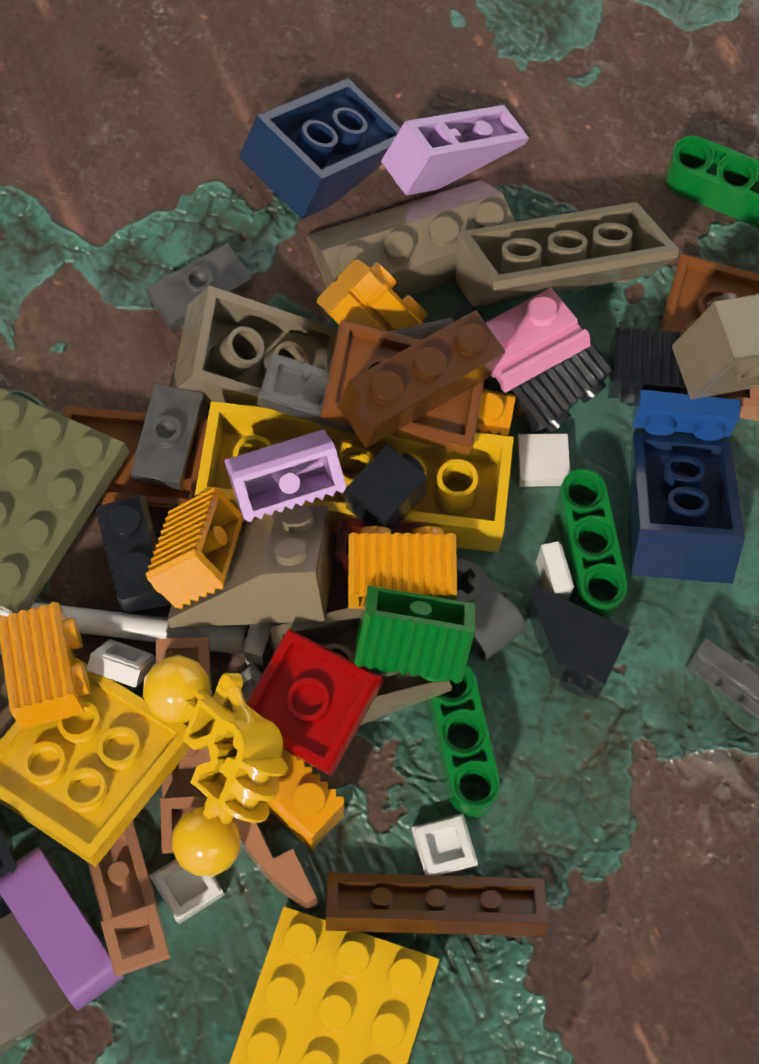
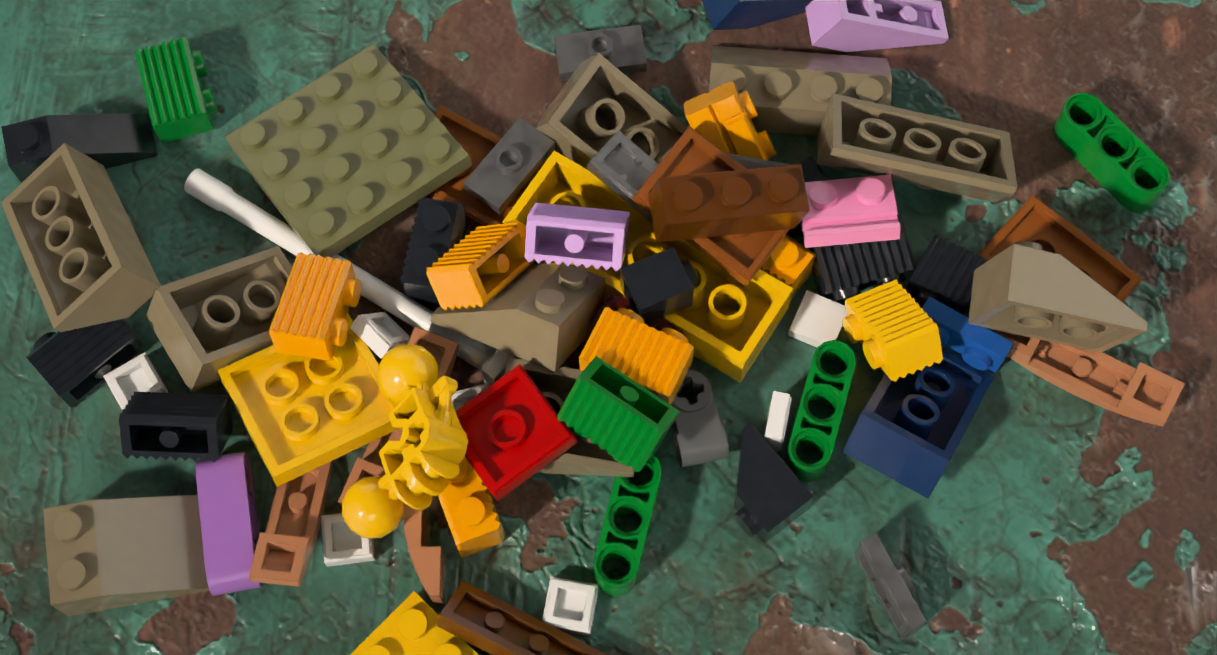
camera: 30 degrees right, 0 degrees up
(624, 437) = (892, 330): none -> yellow brick

